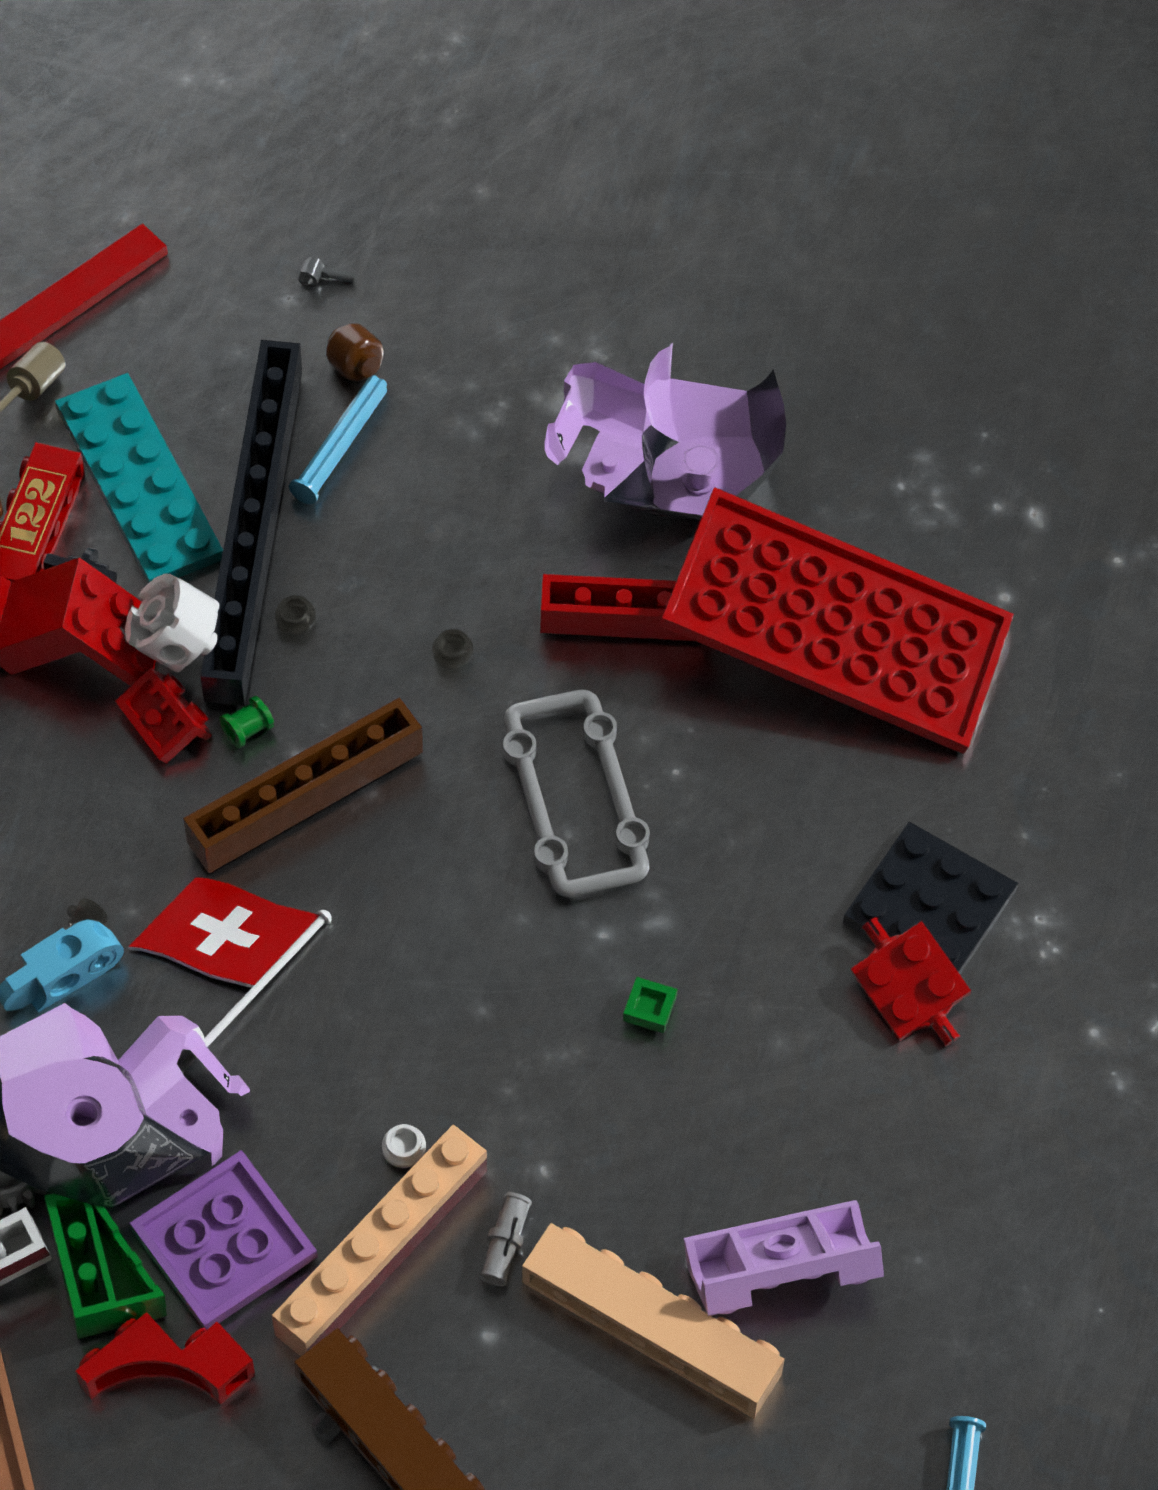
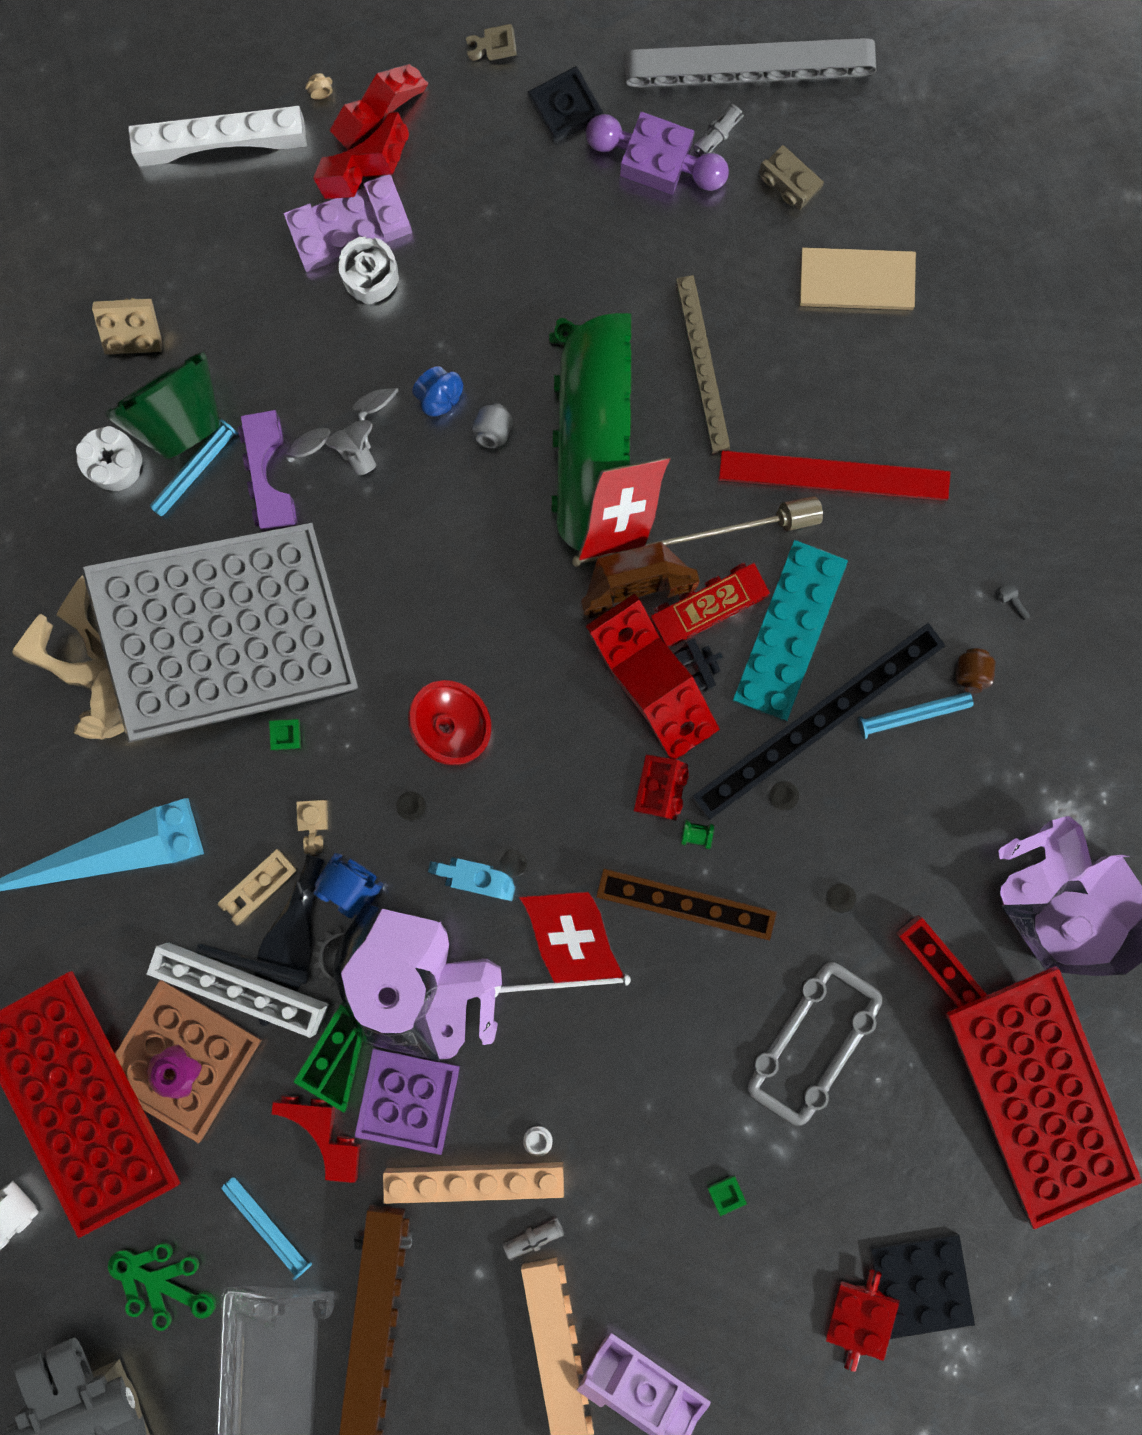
camera: 50 degrees right, 25 degrees up
(172, 622) = (708, 752): white brick -> none

